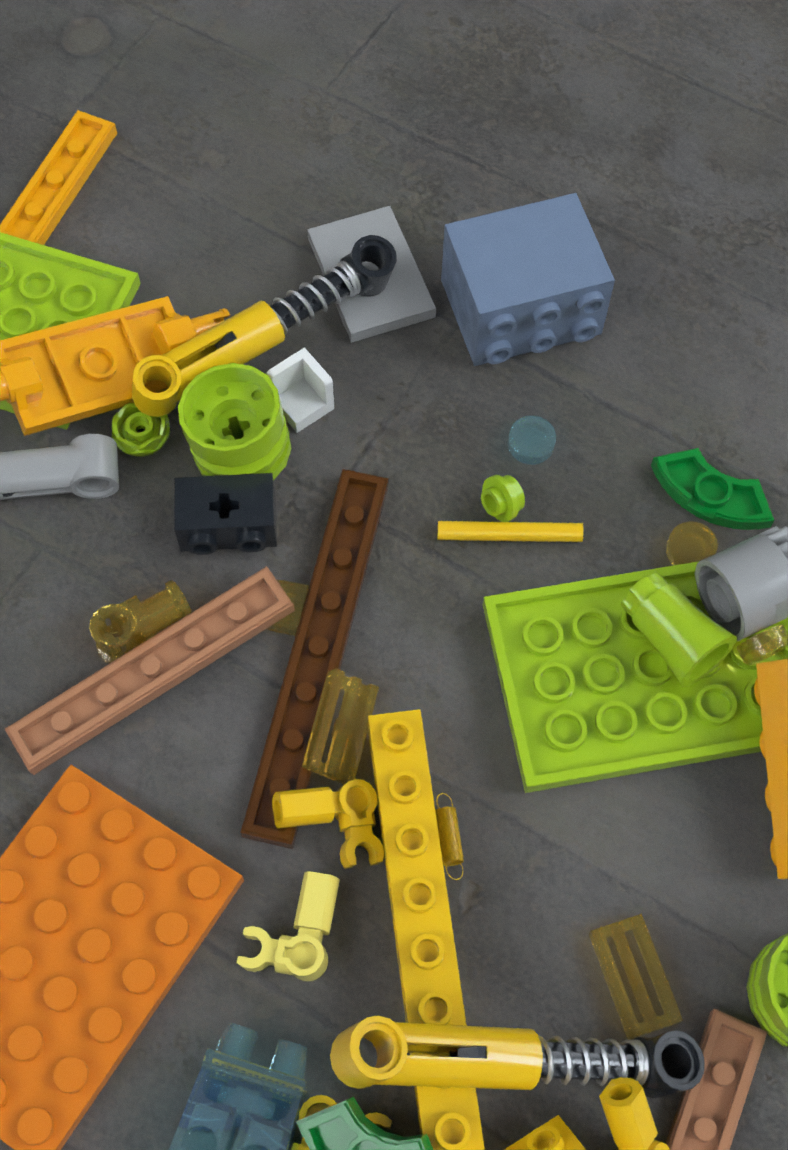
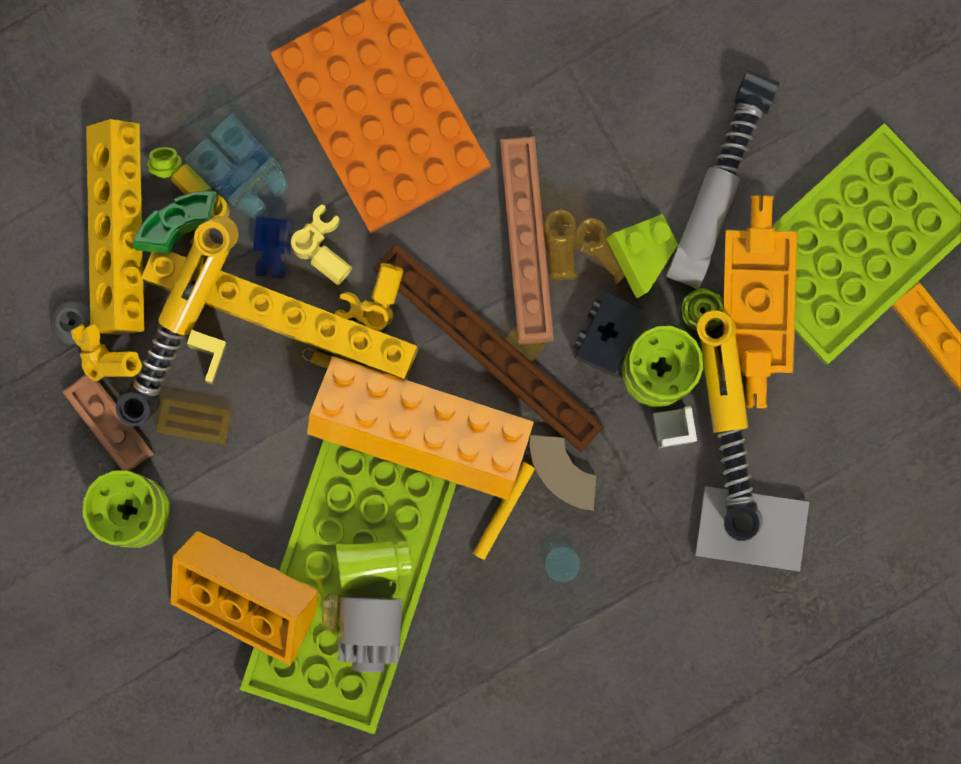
camera: 120 degrees right, 20 degrees up
(100, 517) = (643, 252): none -> lime wing
(117, 569) = (598, 251): none -> clear yellow connector
(322, 1002) = (272, 239): none -> clear blue plate
(357, 733) = (424, 336): clear yellow tile -> none
(426, 493) = (560, 473): none -> dark tan tile
(472, 667) = (419, 427): none -> light orange brick
(502, 497) = (526, 516): lime plate -> none
(526, 279) = (675, 623): sand blue container -> none
(538, 979) = (210, 346): none -> light yellow panel
(690, 543) = (430, 620): clear yellow tile -> none
(712, 494) = (460, 658): green tile -> none

